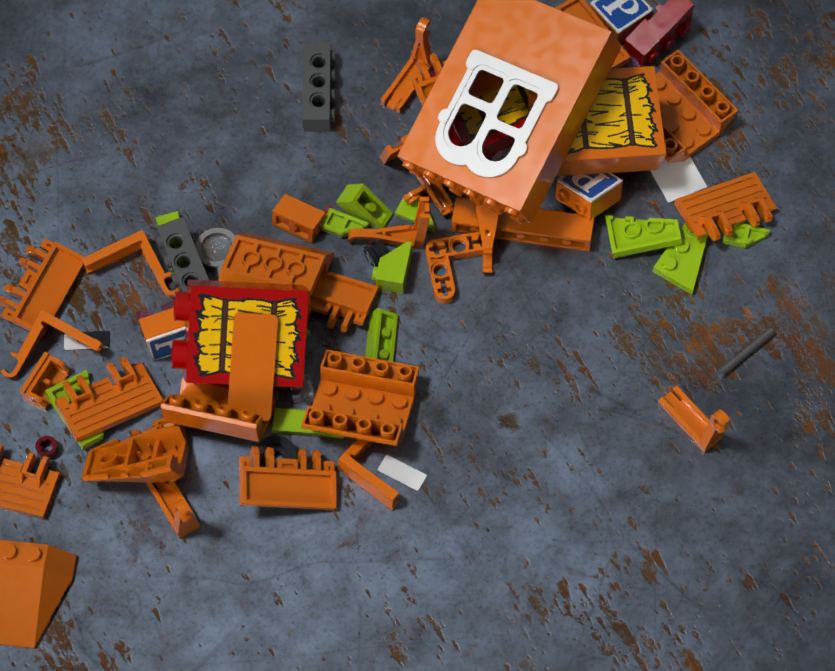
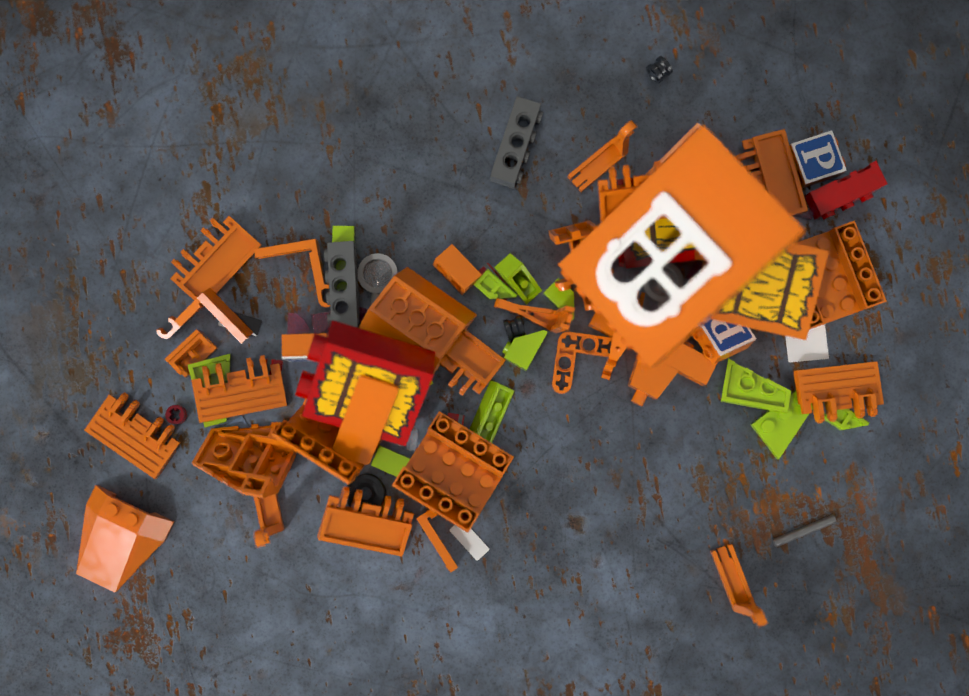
camera: 20 degrees right, 20 degrees up
(532, 256) = (649, 381): none -> orange torso

